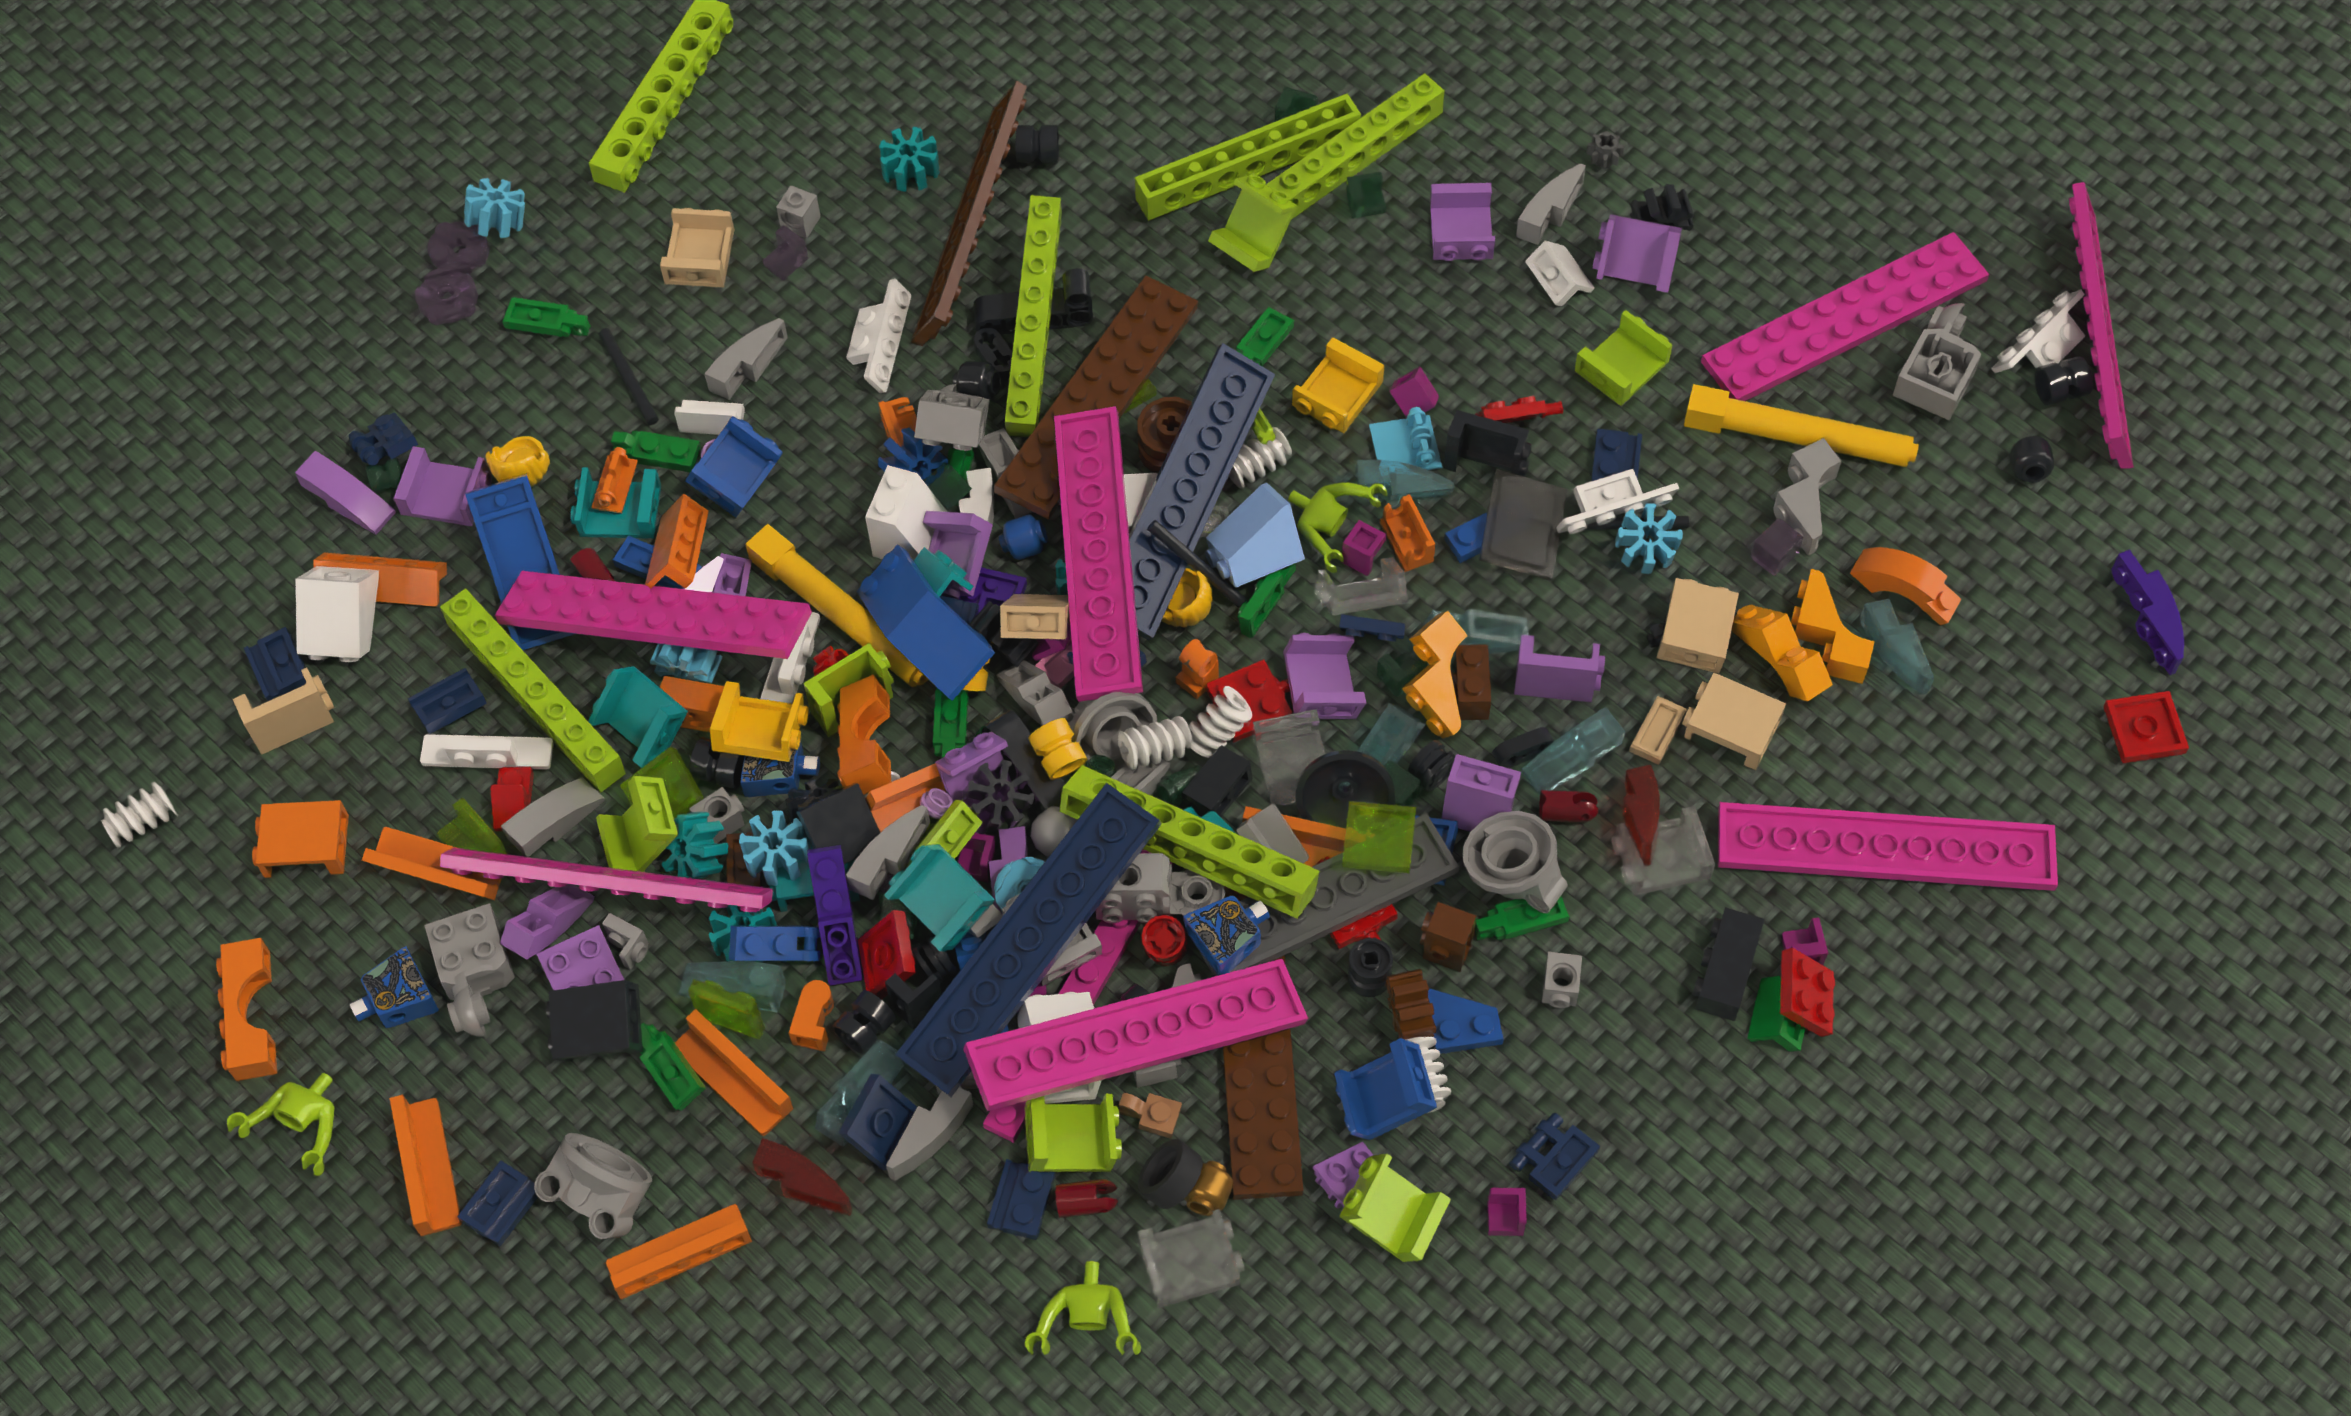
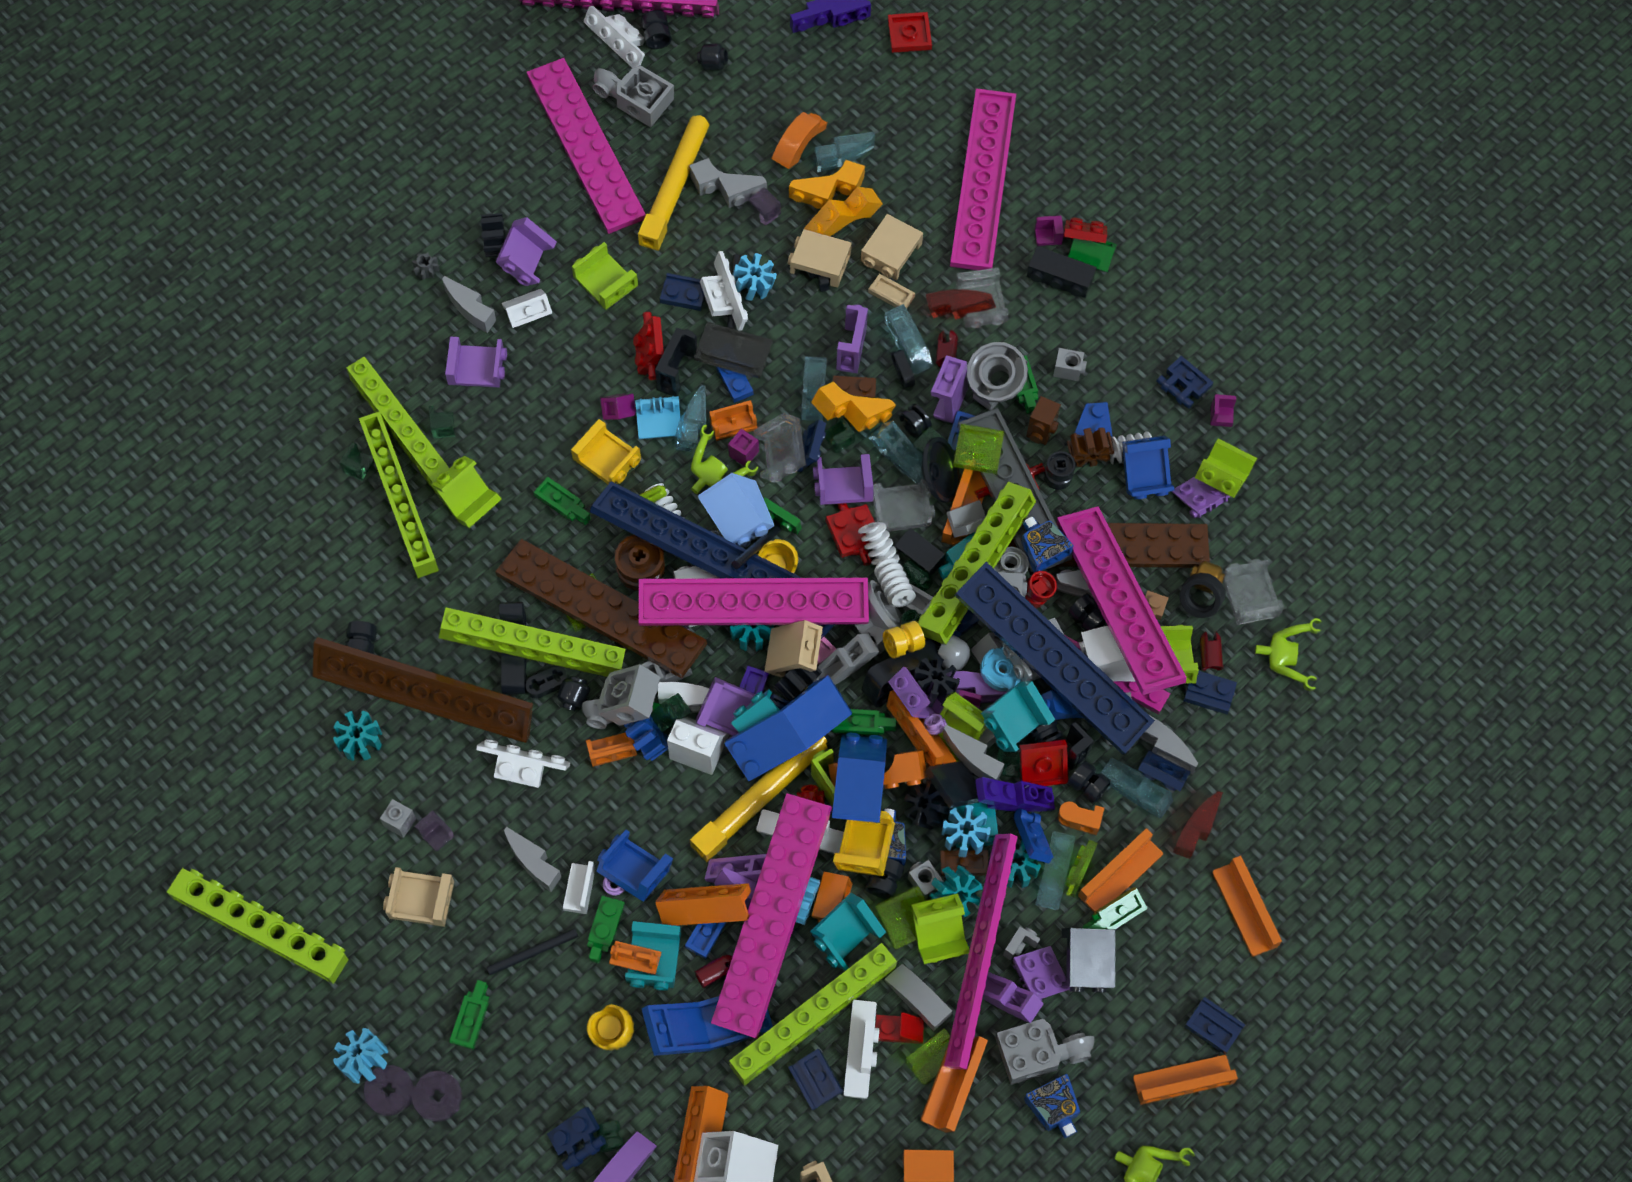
camera: 90 degrees left, 5 degrees up
(439, 489) = (624, 1089): medium lavender panel -> none
(596, 1183) = (1206, 955): light grey piece -> none
(851, 700) = (860, 778): none -> blue windscreen
(1023, 537) = (712, 665): blue head -> none
(1198, 668) = (831, 557): orange leg -> none

